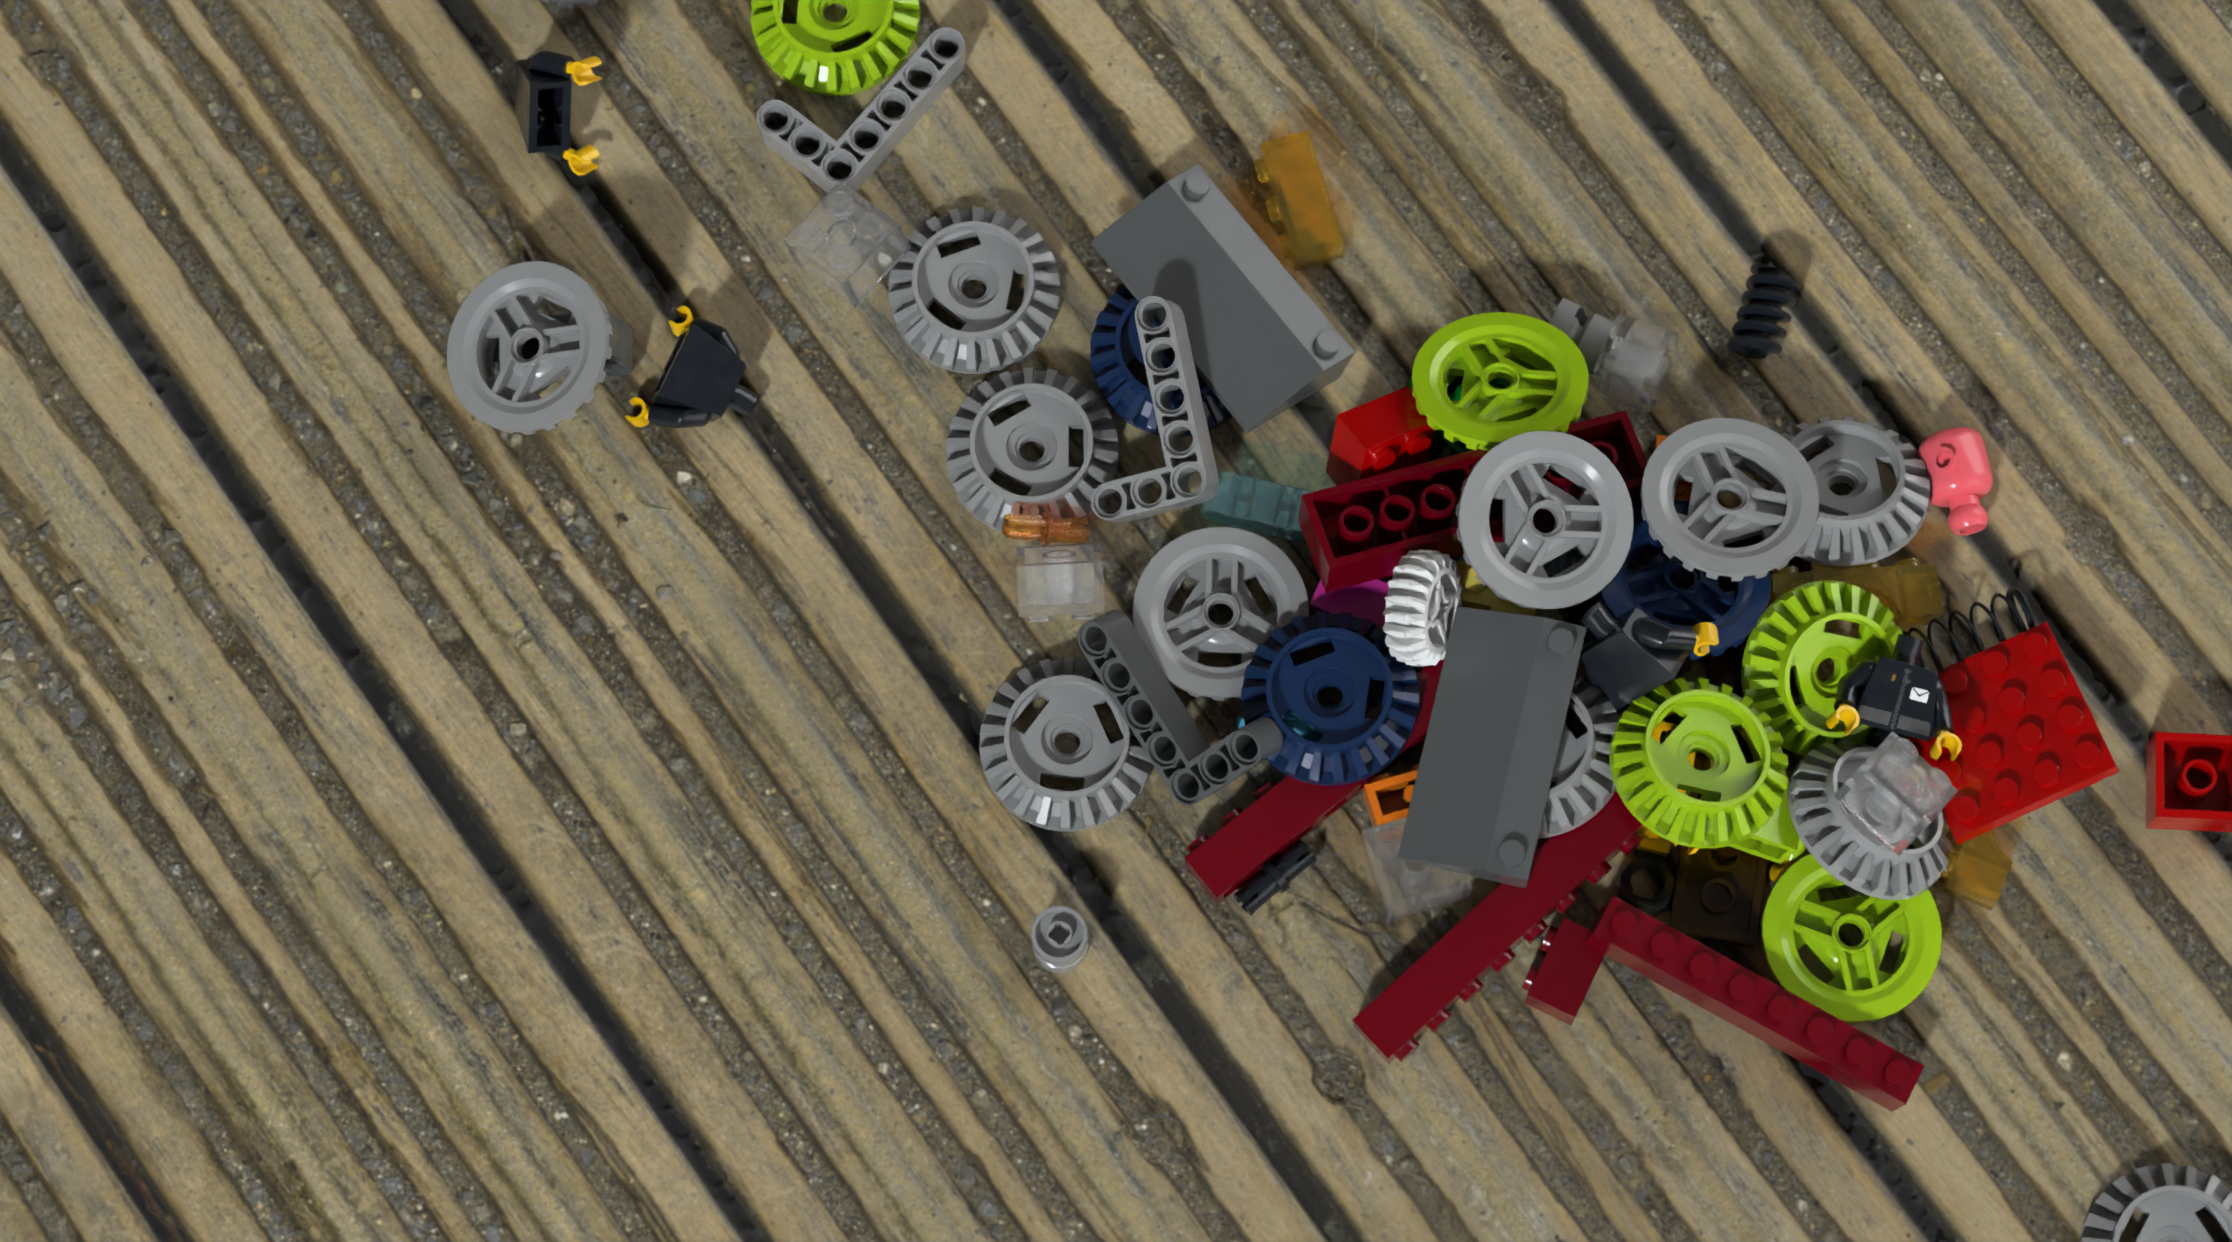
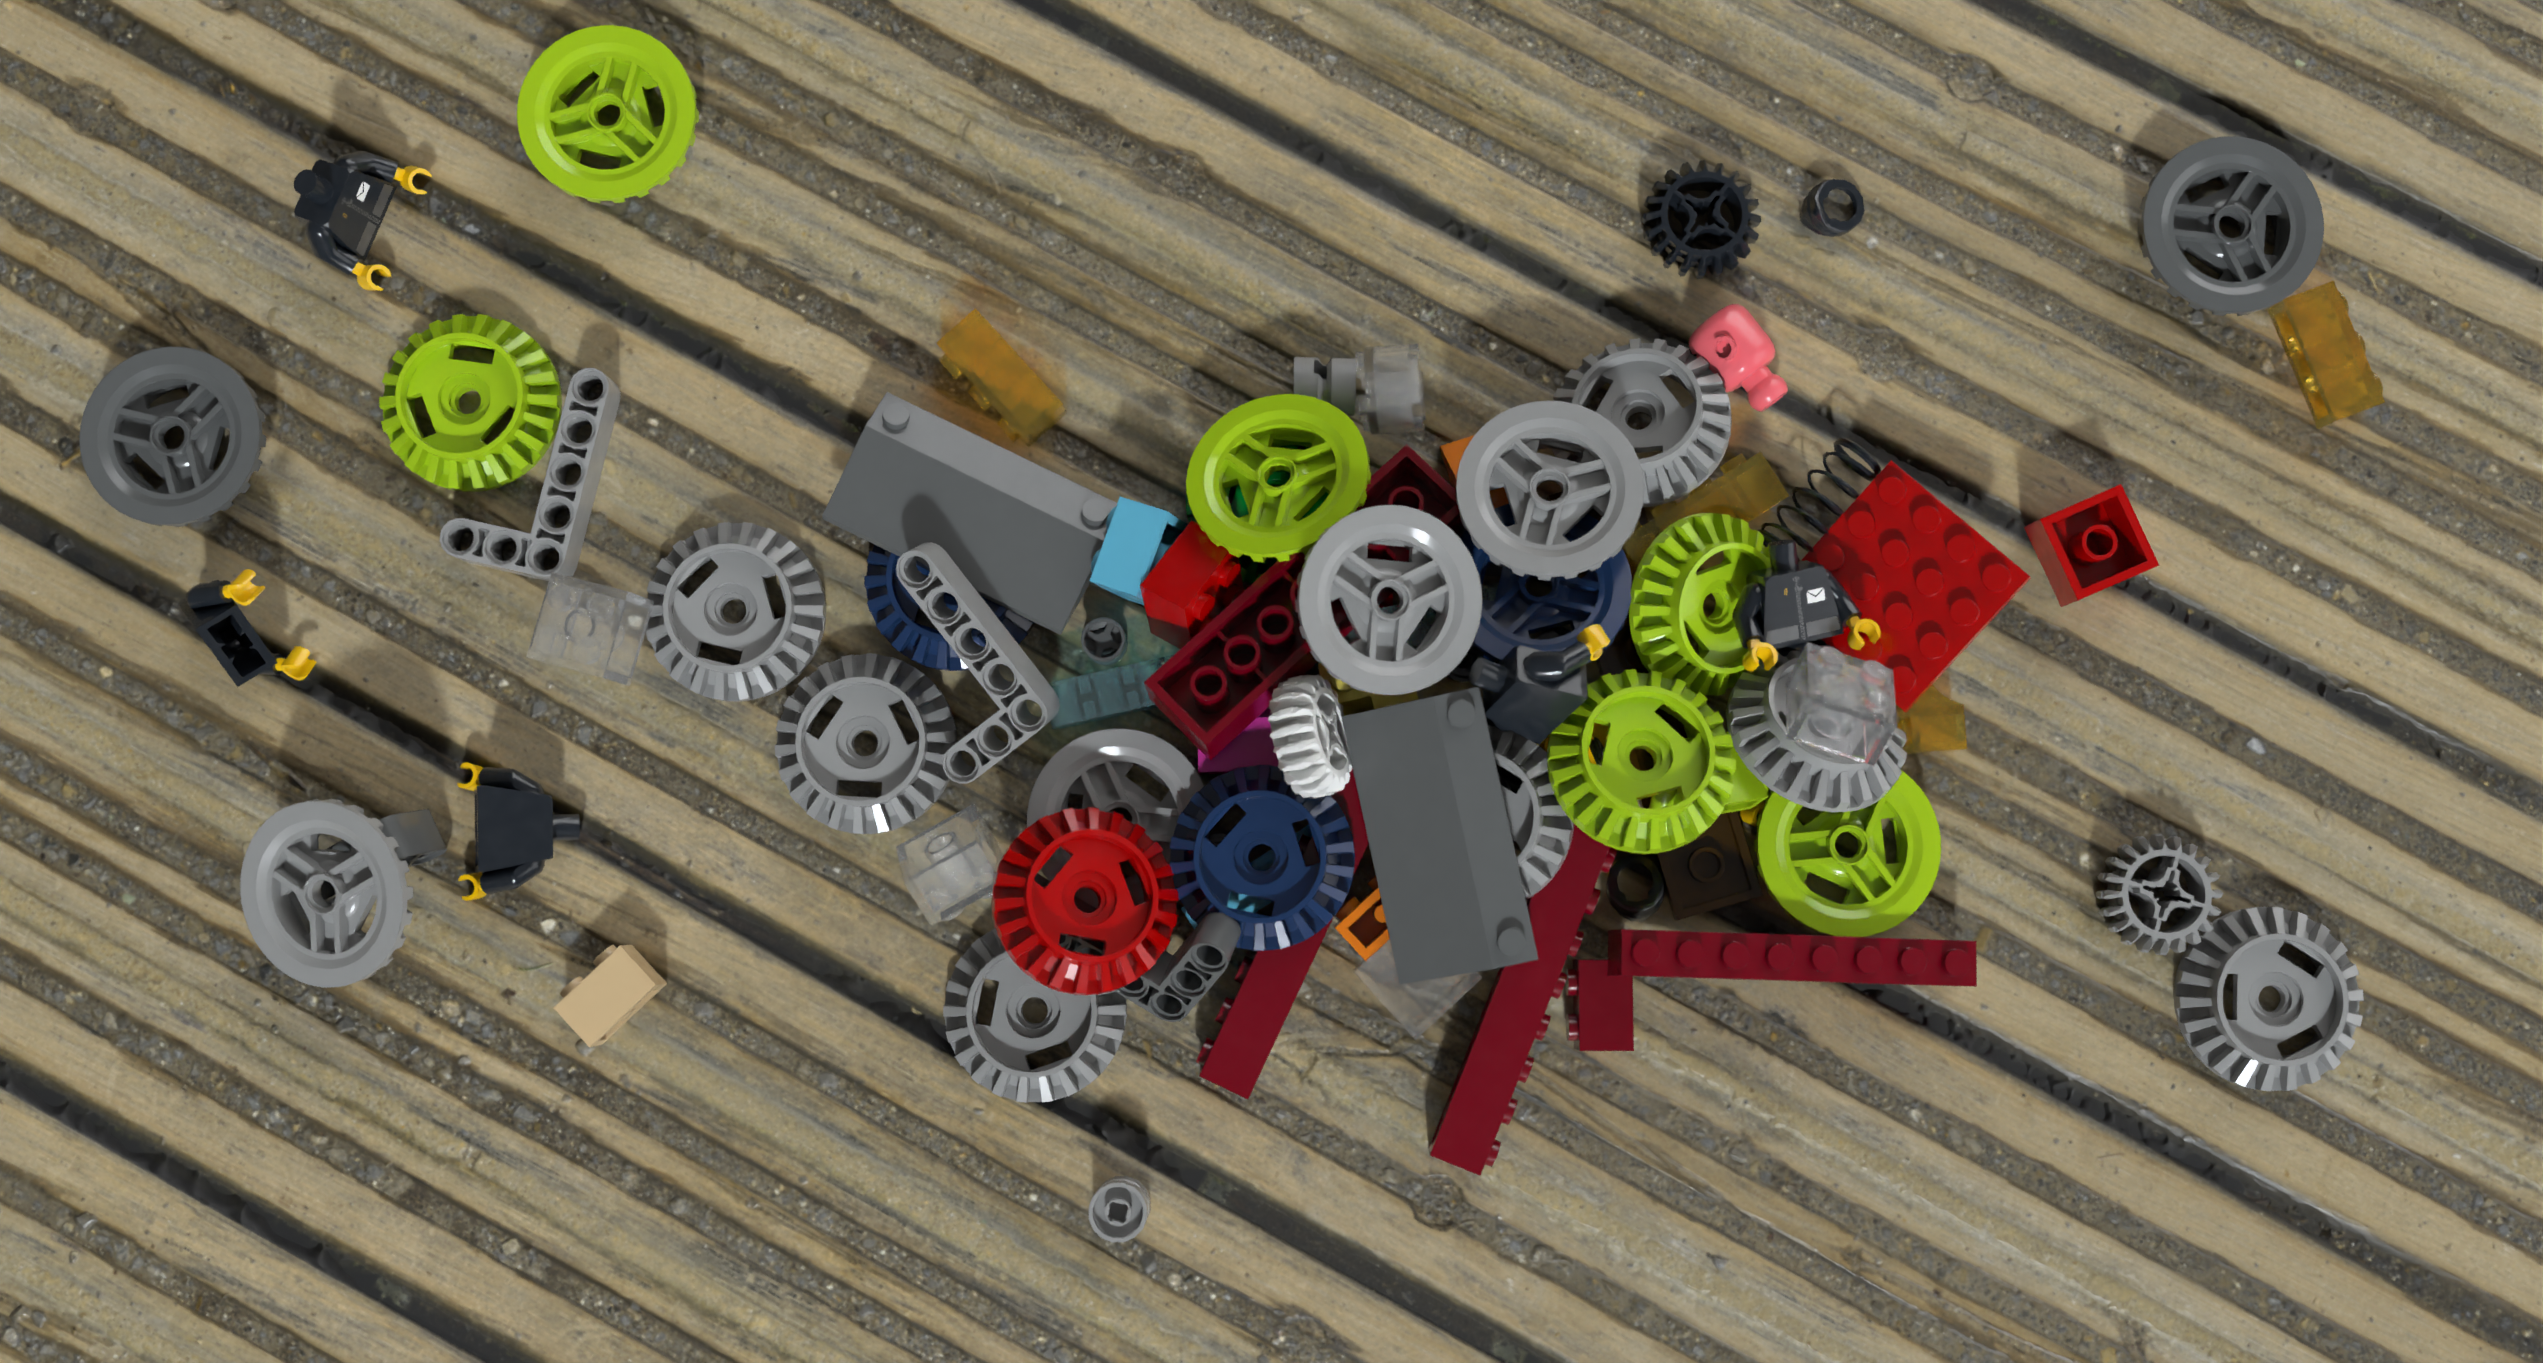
camera: 25 degrees left, 10 degrees up
(710, 554) = (609, 994): none -> tan brick
(1045, 528) = (914, 817): clear orange axle -> none
(1111, 645) = (1034, 917): none -> red gear
(1275, 877) = (1290, 1045): black pin -> none
(1281, 452) = (1101, 635): none -> dark grey wheel
(1347, 381) = (1133, 546): none -> medium azure brick
(1762, 312) = (1484, 281): black piece -> none
(1993, 377) = (1687, 210): none -> black gear
(2085, 393) = (1816, 219): none -> black piece
(2128, 1126) = (2151, 911): none -> light grey gear

